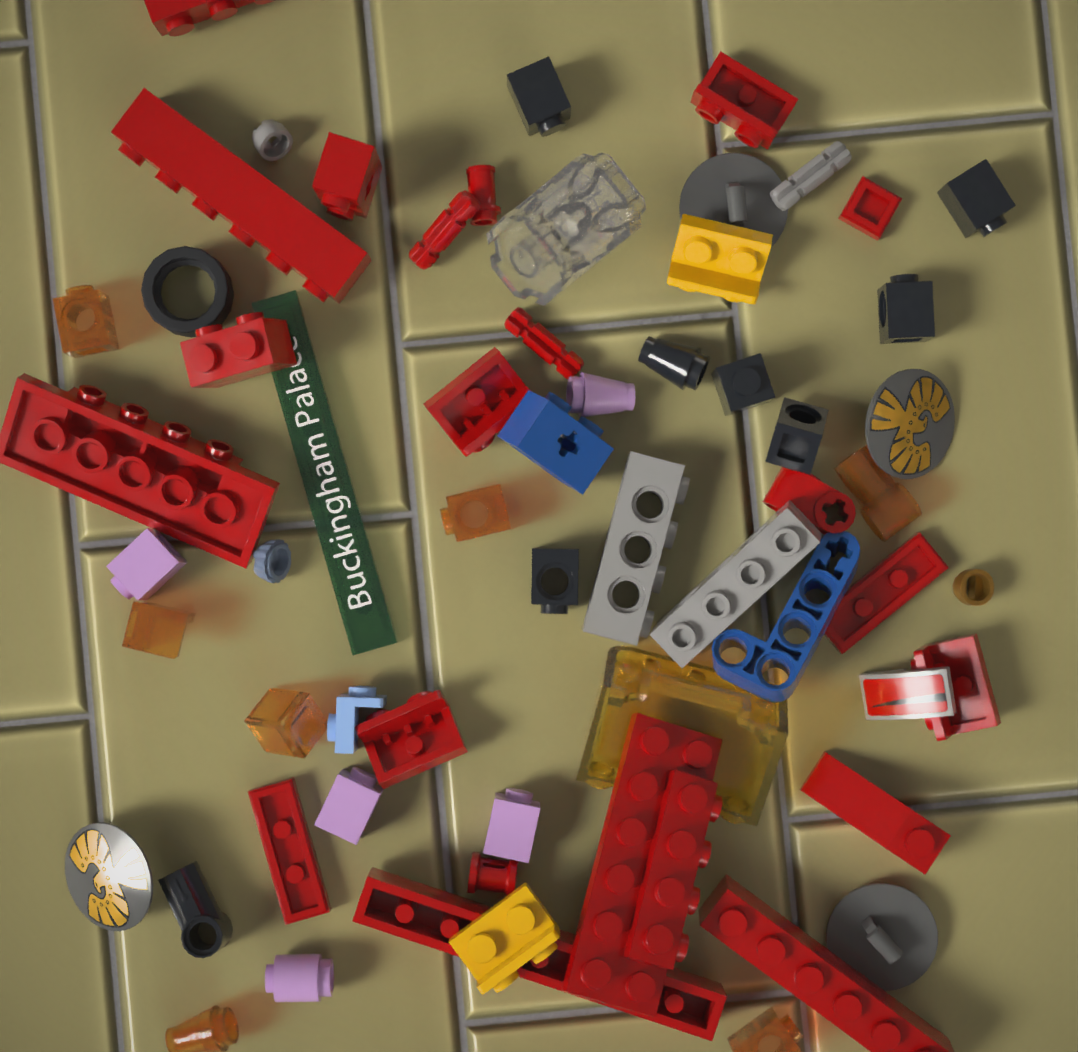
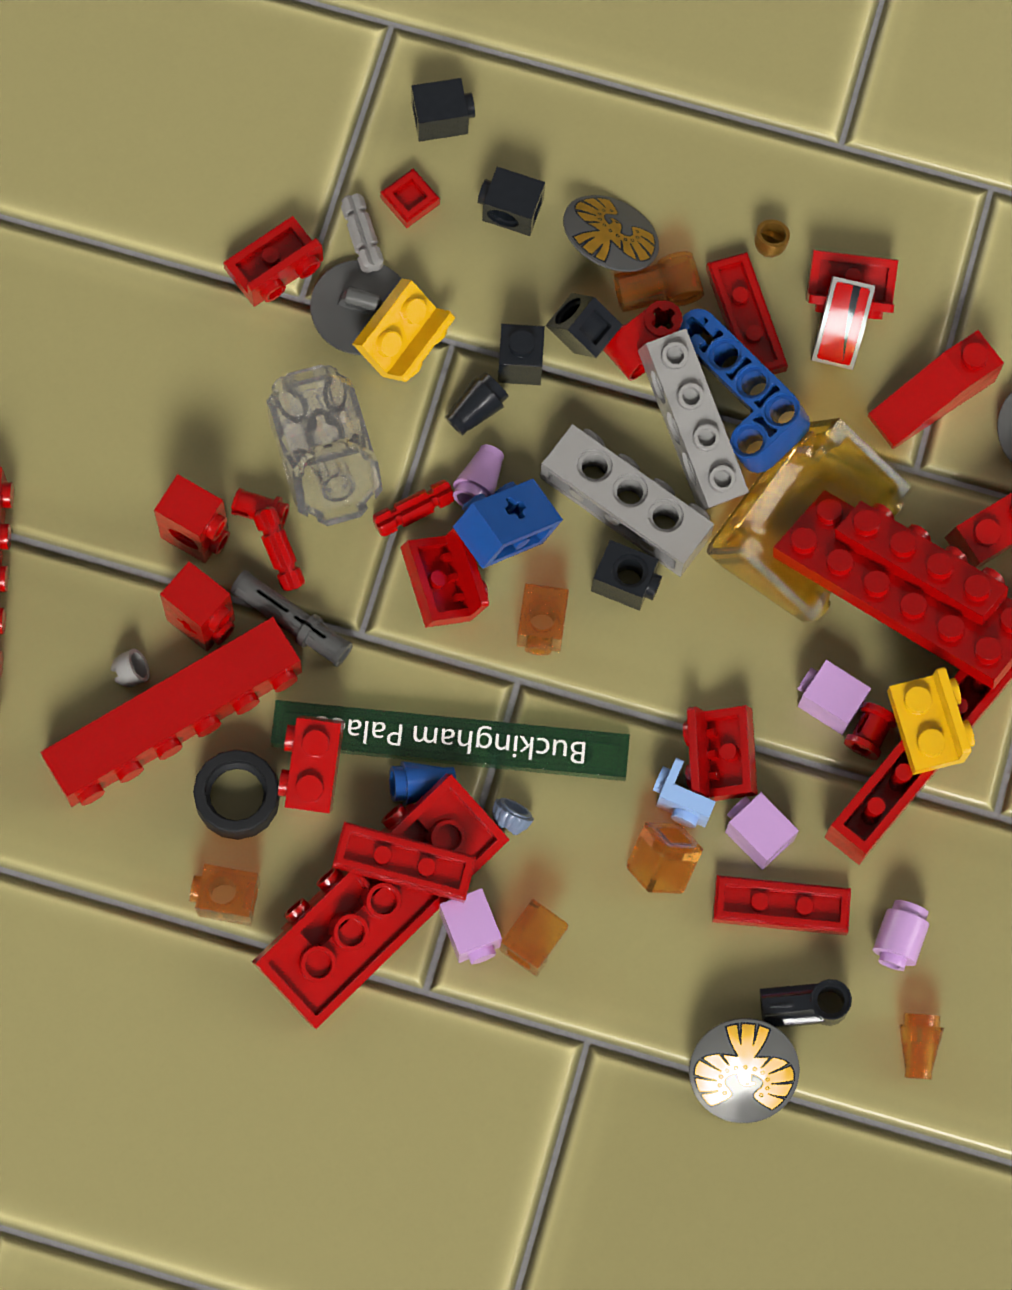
camera: 70 degrees left, 15 degrees down
(168, 478) = (404, 862): none -> red tile
(268, 457) = (413, 780): none -> blue cone
(368, 323) = (306, 628): none -> dark grey pin
(433, 133) = (192, 519): none -> red brick
(539, 98) = (197, 425): black brick -> none

